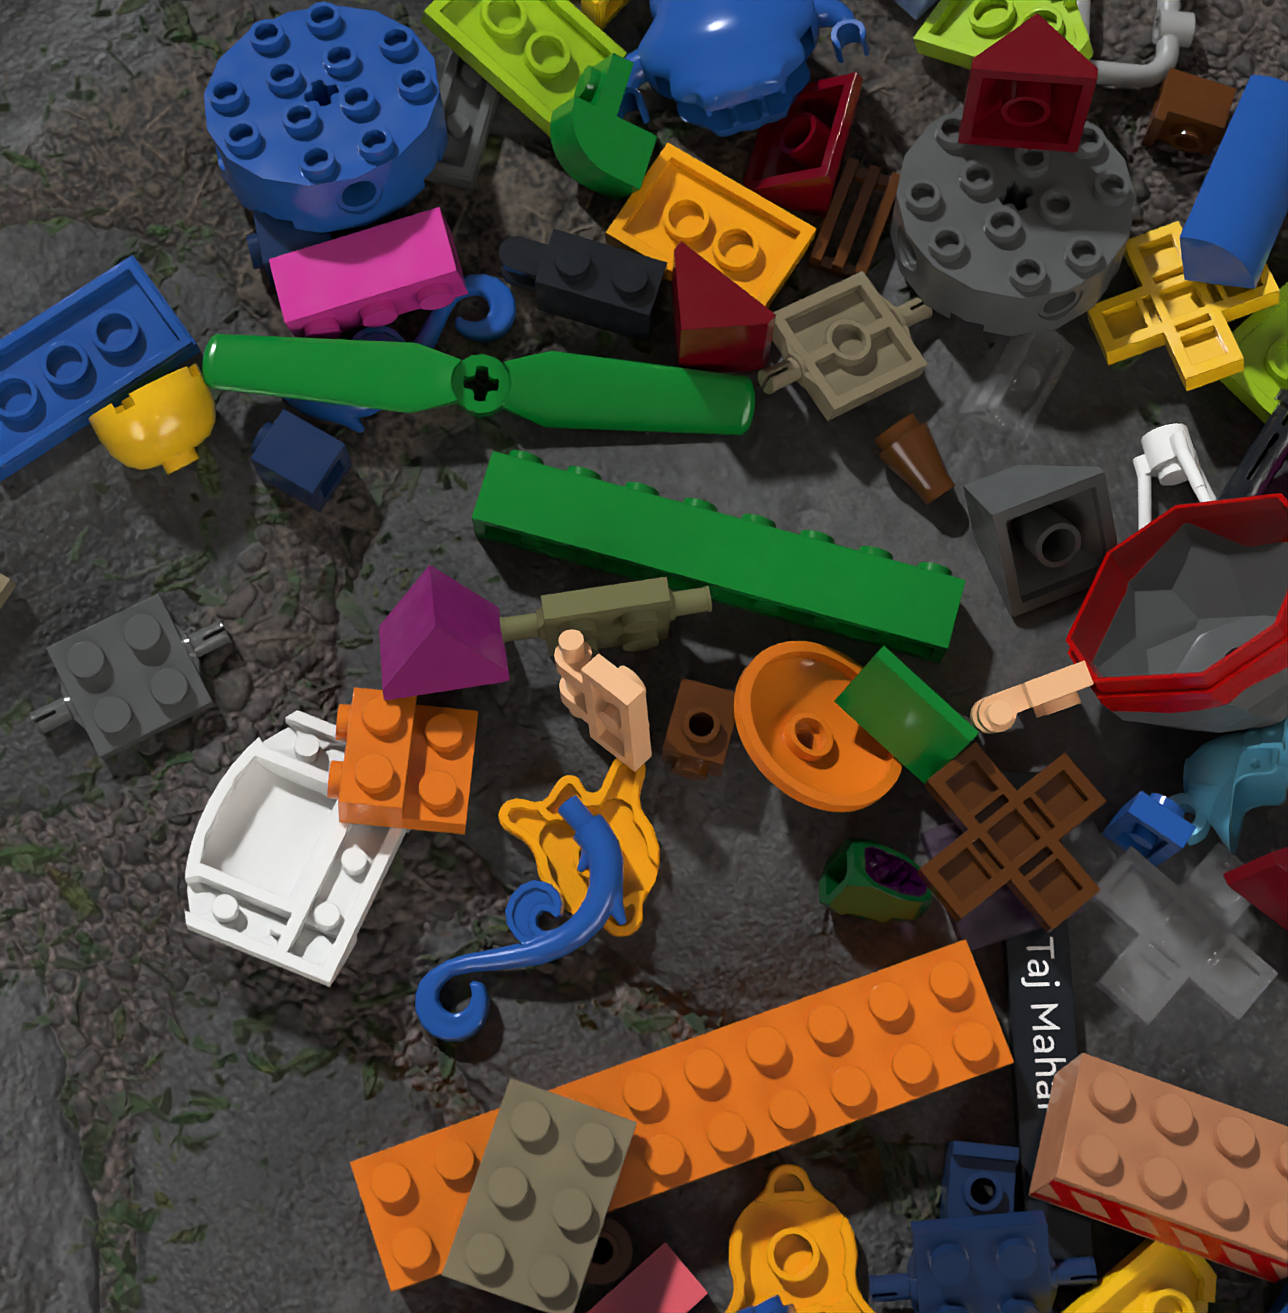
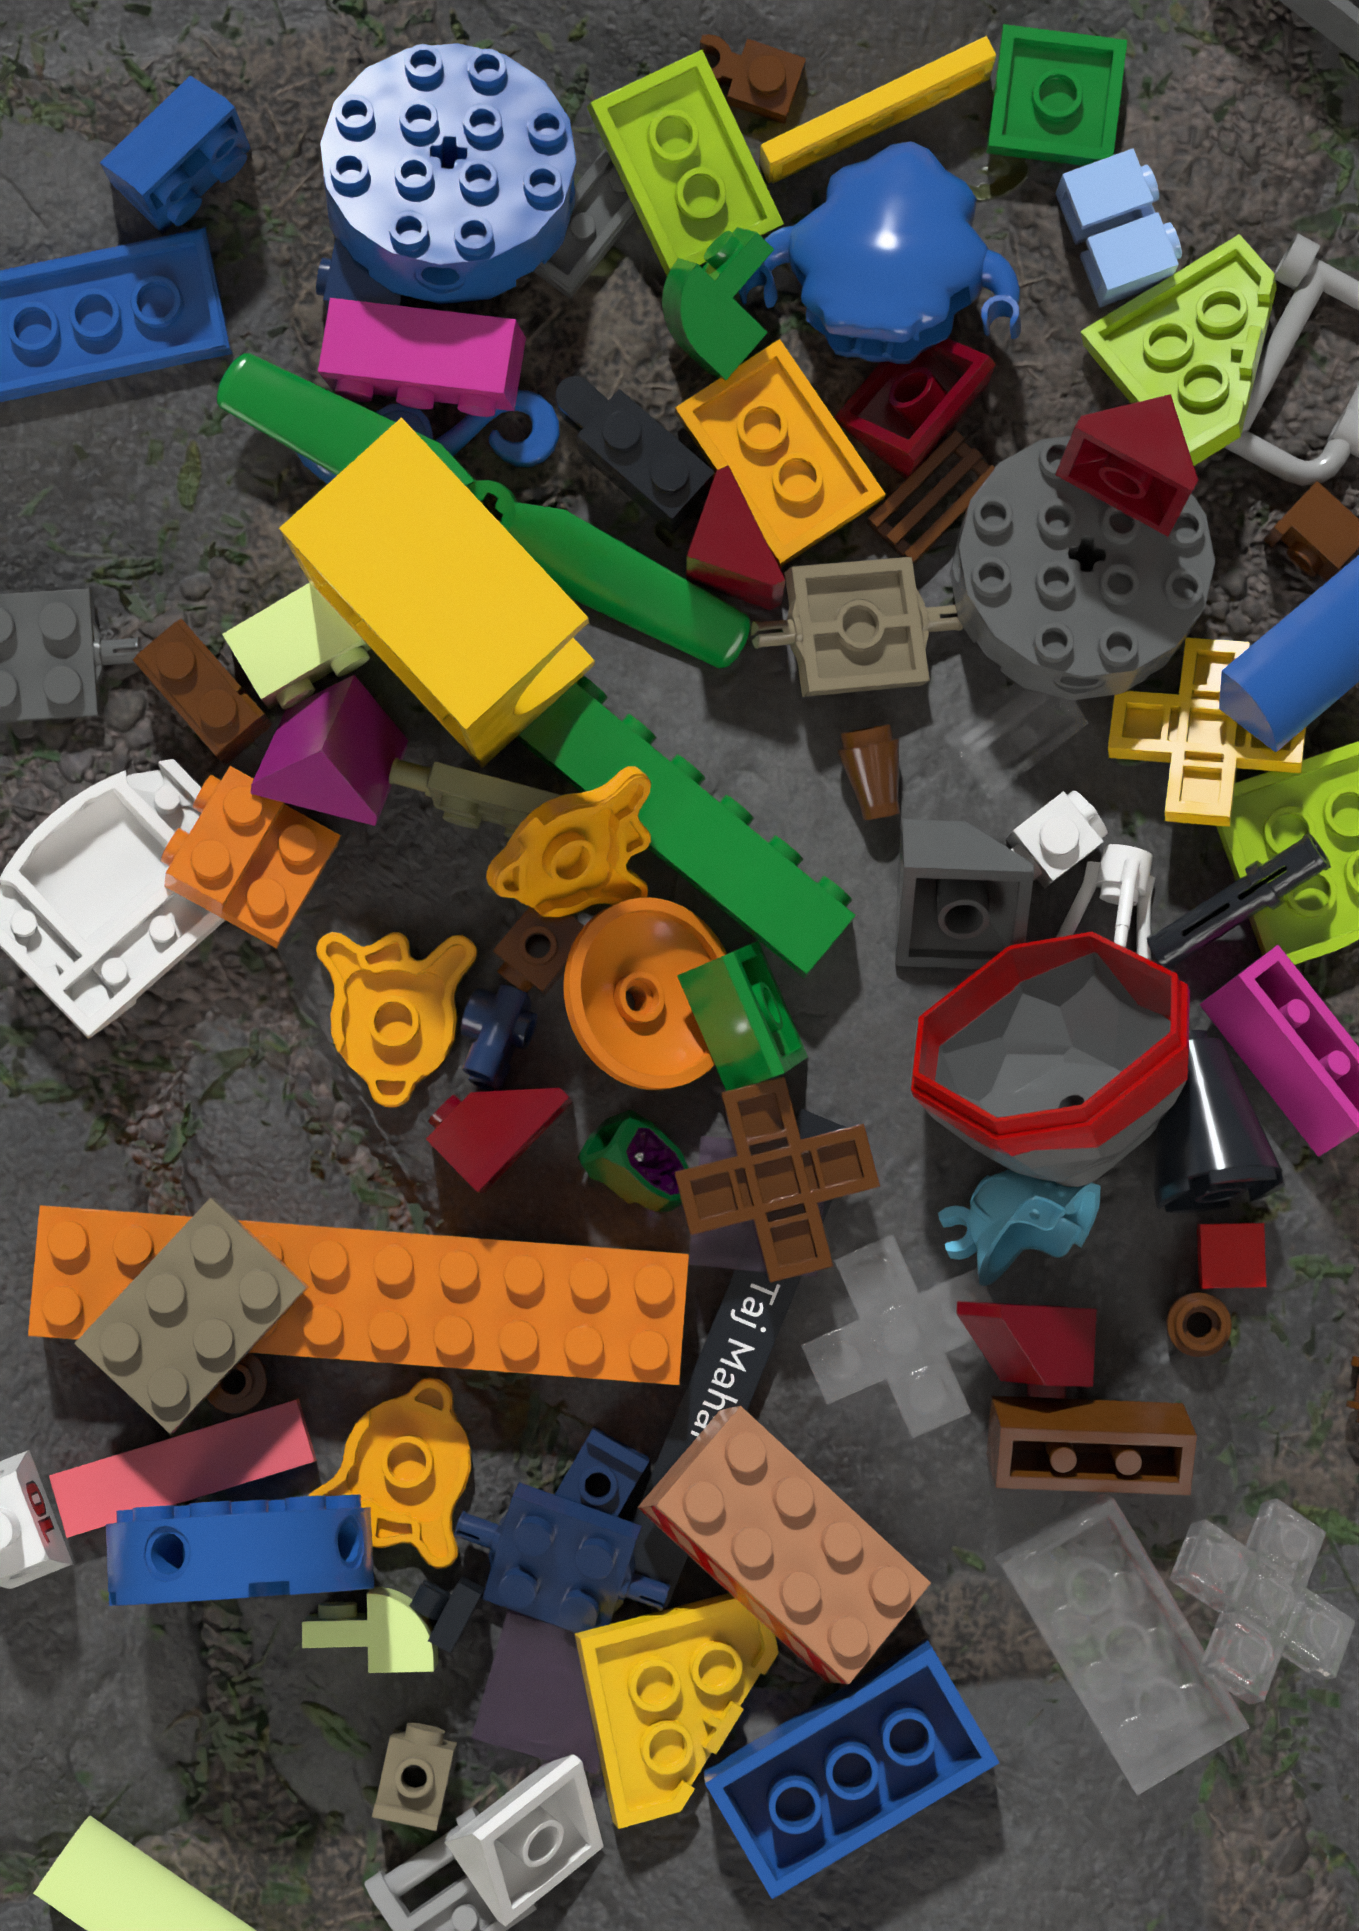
camera: 25 degrees right, 10 degrees up
(84, 200) = (178, 154): none -> blue slope
(159, 422) = (157, 418): yellow cylinder -> none
(299, 638) = (202, 691): none -> reddish brown brick
(300, 459) = (266, 501): dark blue brick -> none
(386, 536) = (295, 646): none -> yellowish green brick
(484, 433) = (440, 592): none -> yellow piece
(604, 898) = (298, 1082): blue plant -> none
(605, 698) = (458, 881): light nougat plate -> none
(694, 817) = (499, 1026): none -> dark blue plate
(698, 620) = (577, 849): none -> light orange tile
(734, 908) = (493, 1130): none -> dark red slope
(1043, 694) = (878, 1057): light nougat plate -> none
(1104, 439) = (1058, 836): none -> white brick
(1151, 826) = (914, 1227): blue plate -> none

